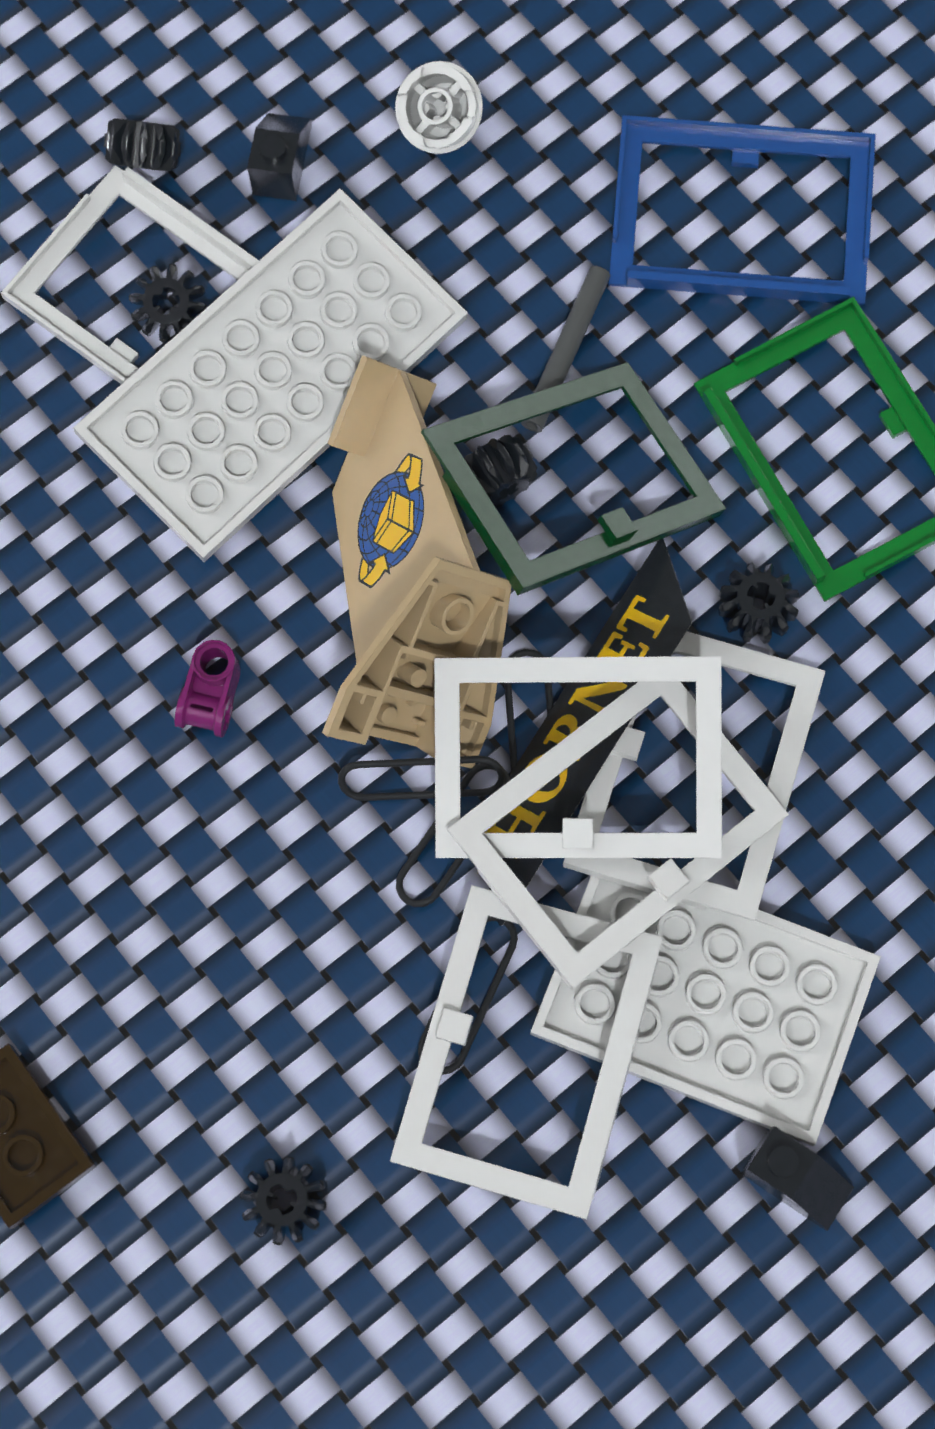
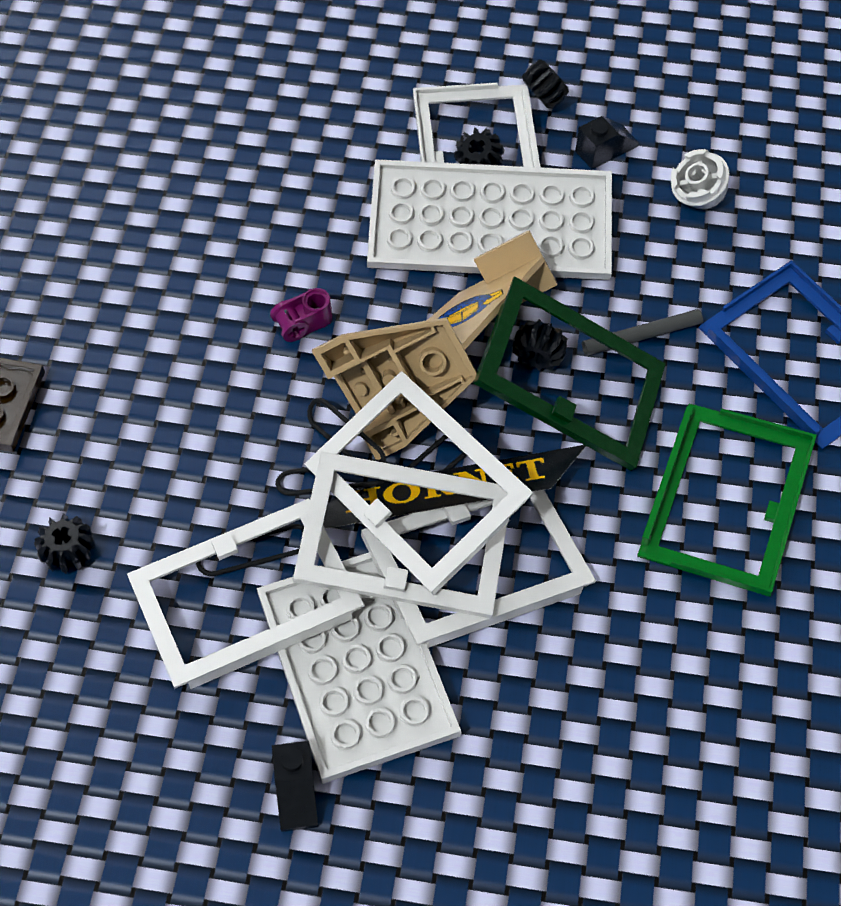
camera: 45 degrees right, 15 degrees down
(776, 605) = (599, 519): black gear -> none

